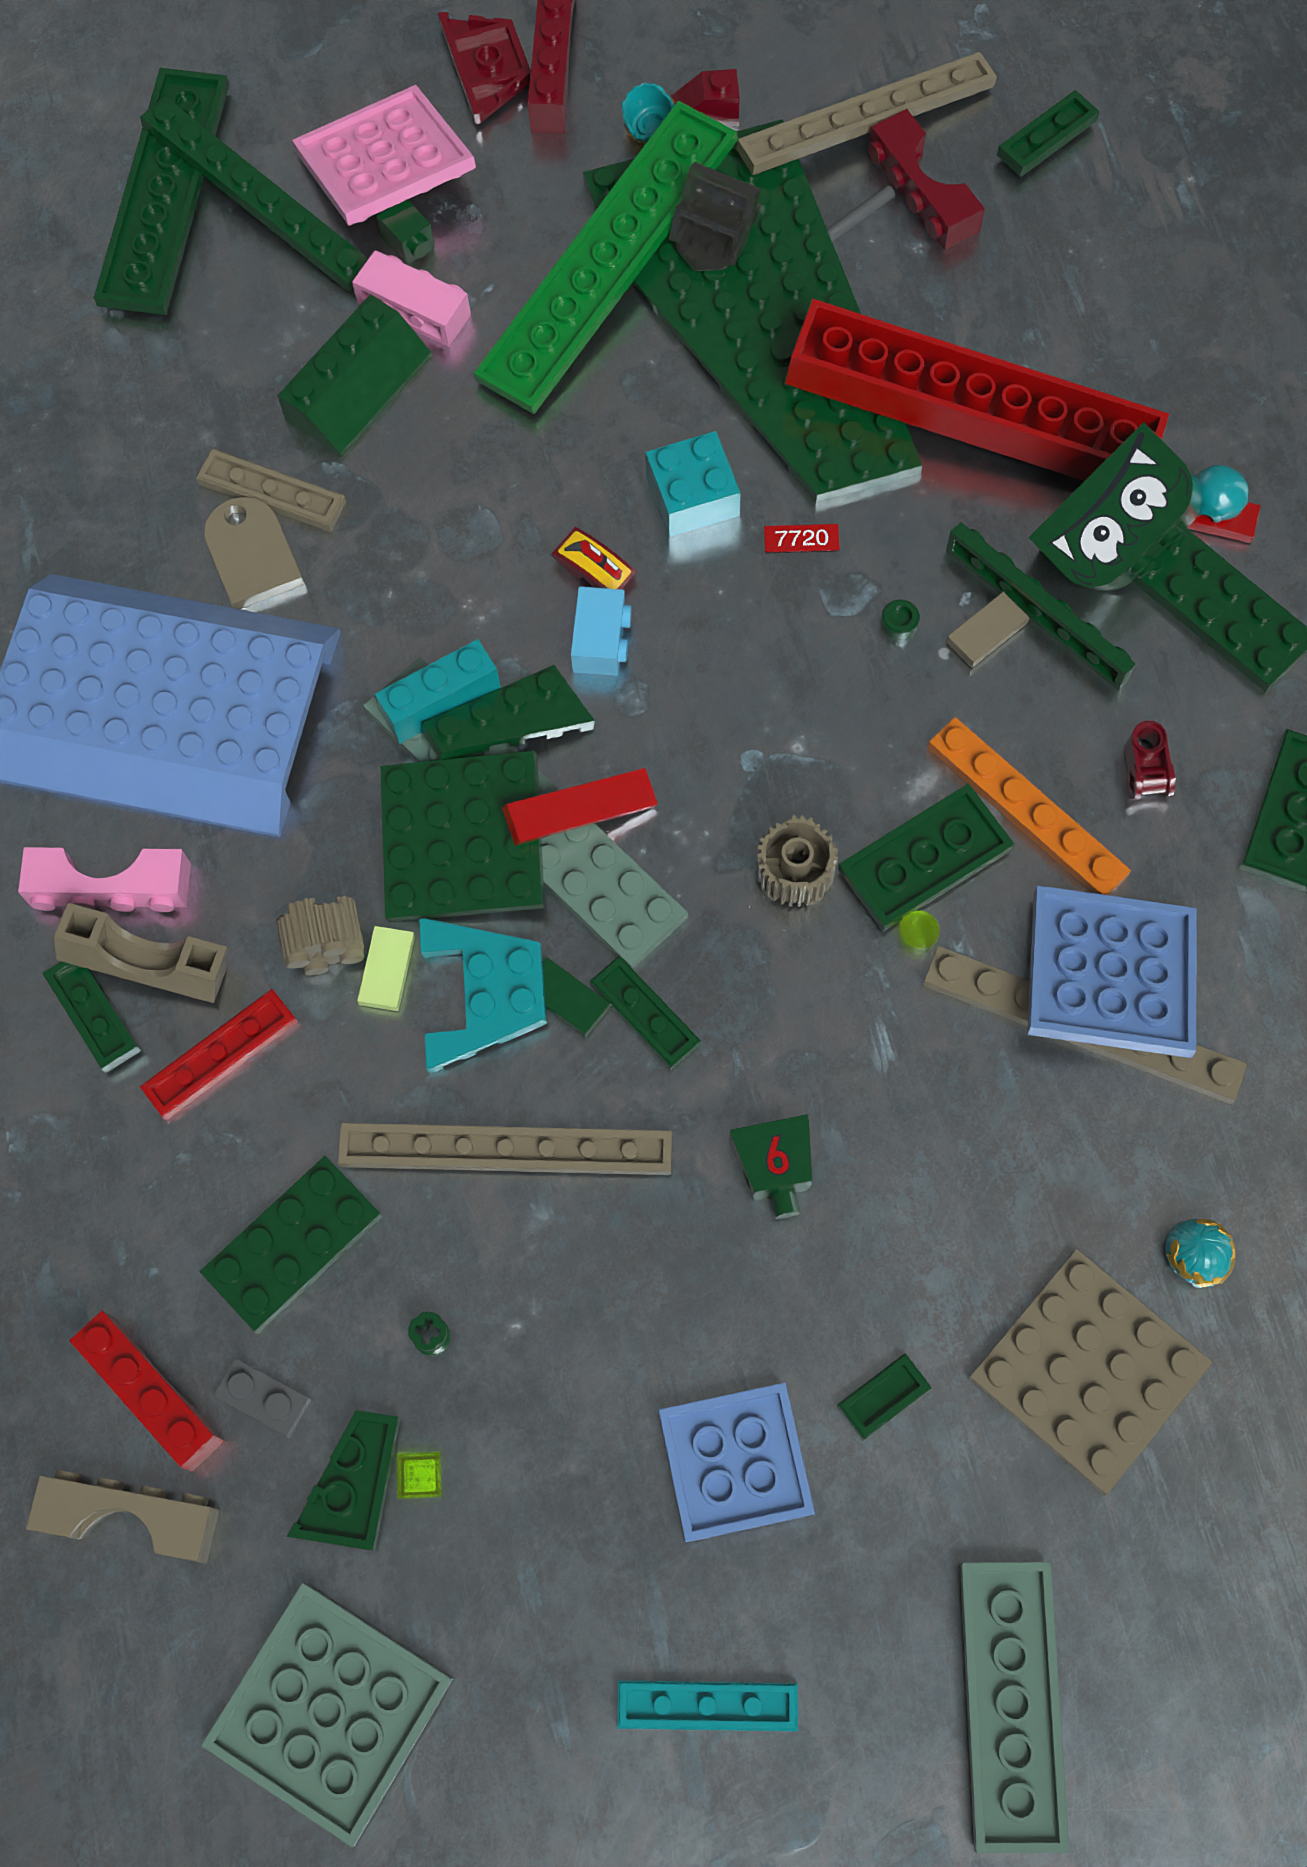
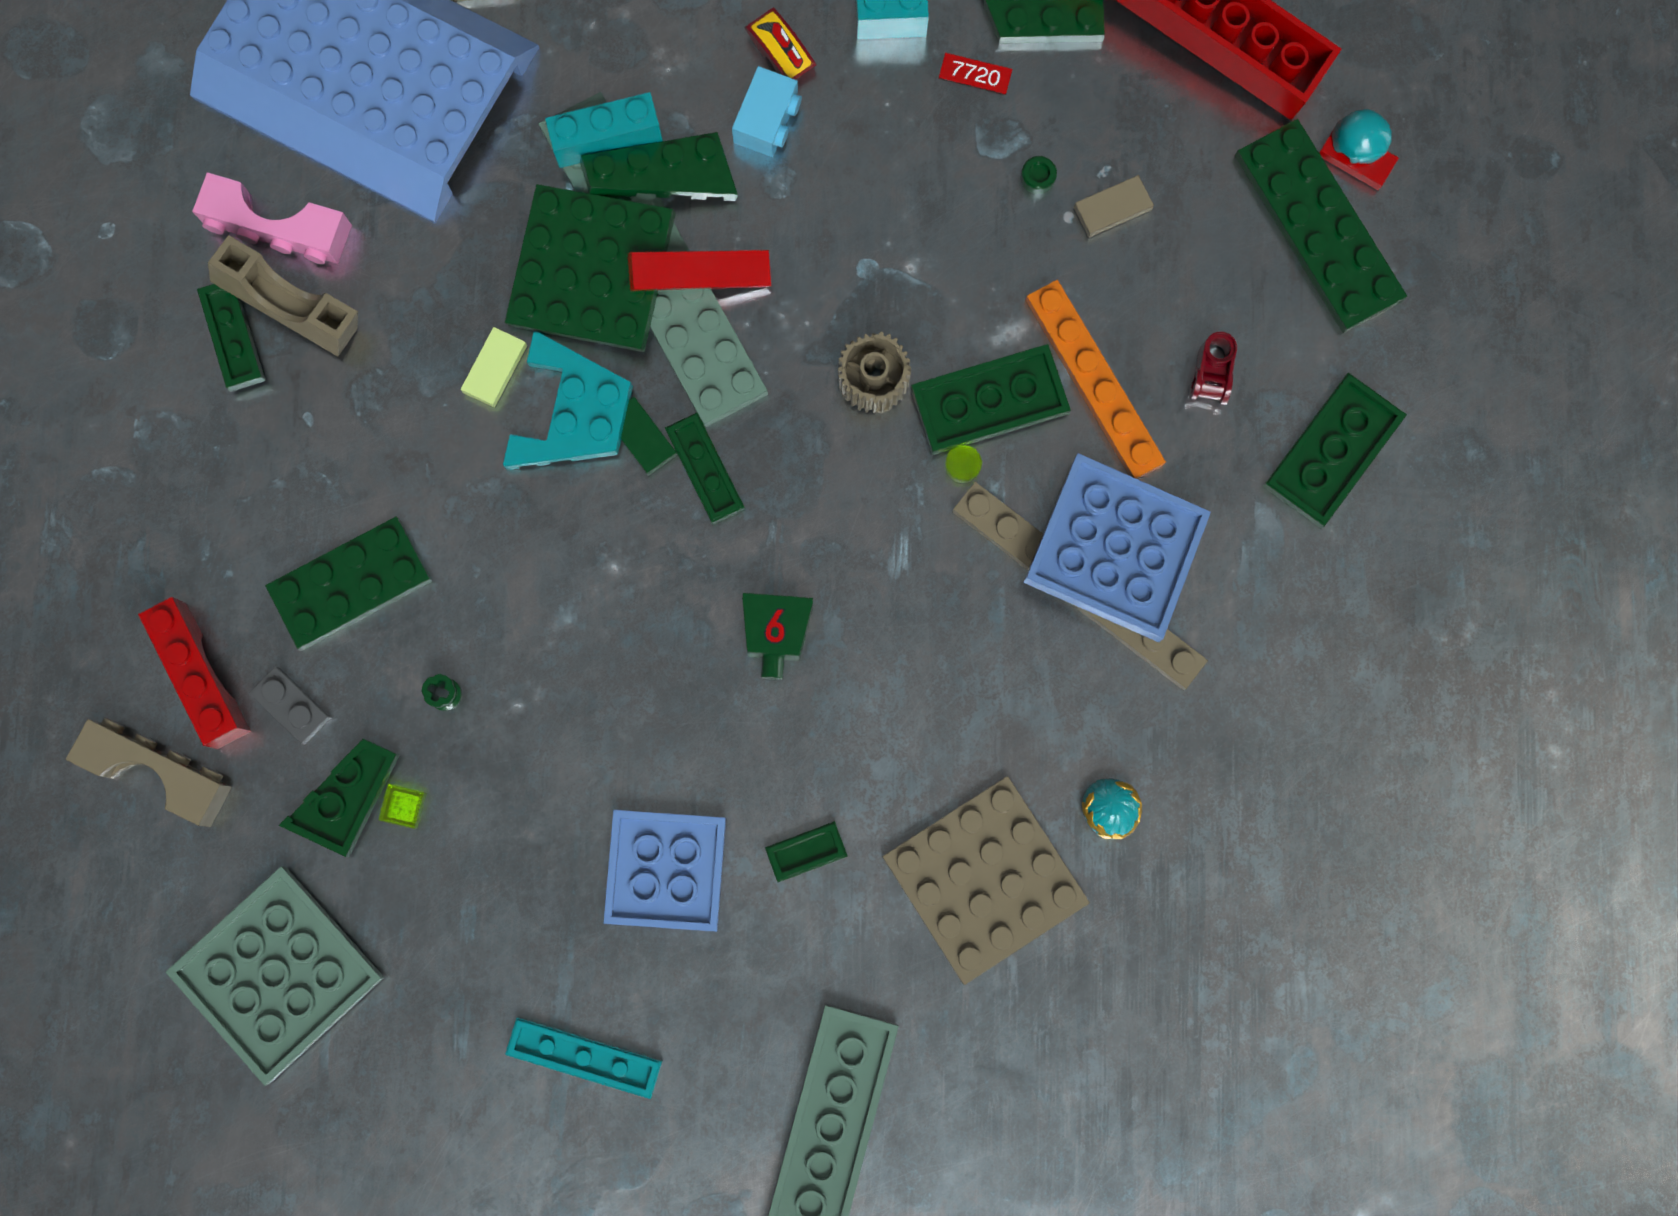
camera: 10 degrees right, 10 degrees up
(218, 1054) = (330, 402): red tile -> none
(320, 935) = (442, 323): dark tan brick -> none
(505, 1149) = (550, 553): dark tan plate -> none
(1042, 608) = (1161, 189): dark green plate -> none
(1122, 515) = (1264, 134): dark green brick -> none

